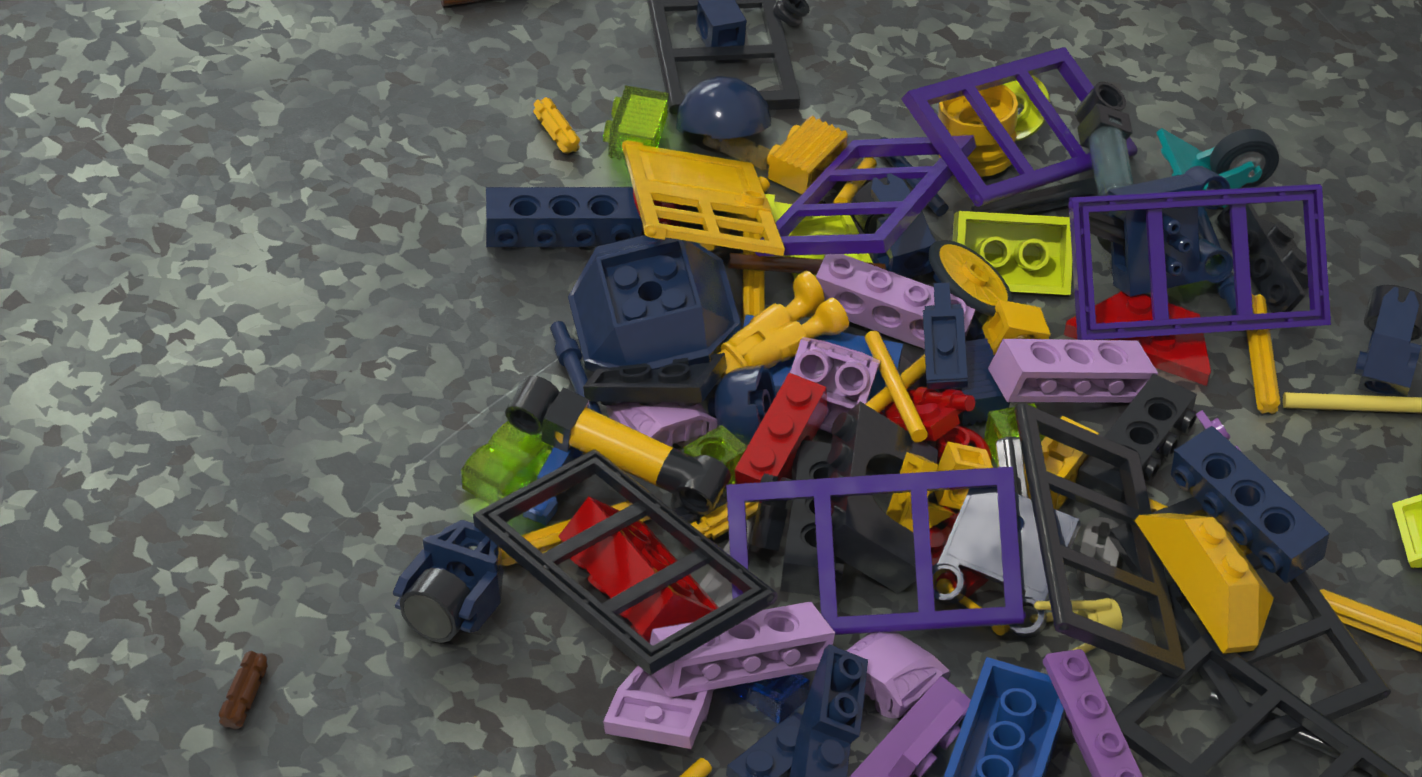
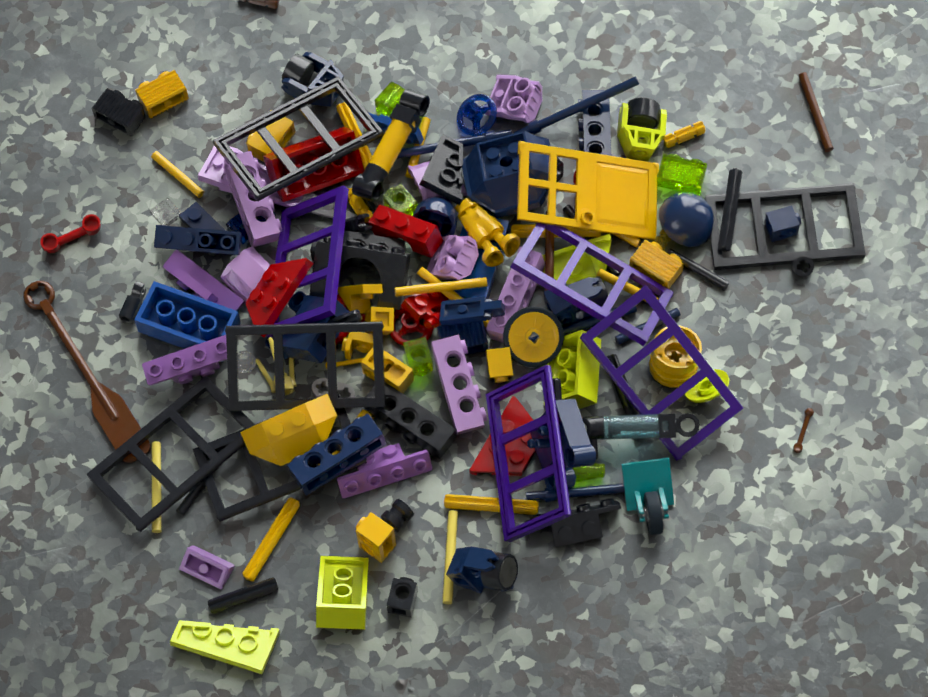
camera: 100 degrees right, 20 degrees up
(491, 317) = (516, 98): none -> lavender slope
(530, 347) = (475, 113): none -> clear blue piece
(548, 285) = (536, 126): none -> dark blue bar
(559, 156) = (638, 121): none -> neon yellow piece
(576, 652) = (280, 130): none -> yellow brick
(698, 71) = (730, 210): none -> black axle
(814, 108) = (701, 271): none -> black bar
(939, 606) = (275, 290): none -> red wing
(1086, 34) = (797, 448): none -> reddish brown hinge
(1314, 459) = (397, 514): none -> black wheel
(1373, 469) = (375, 537): none -> yellow brick

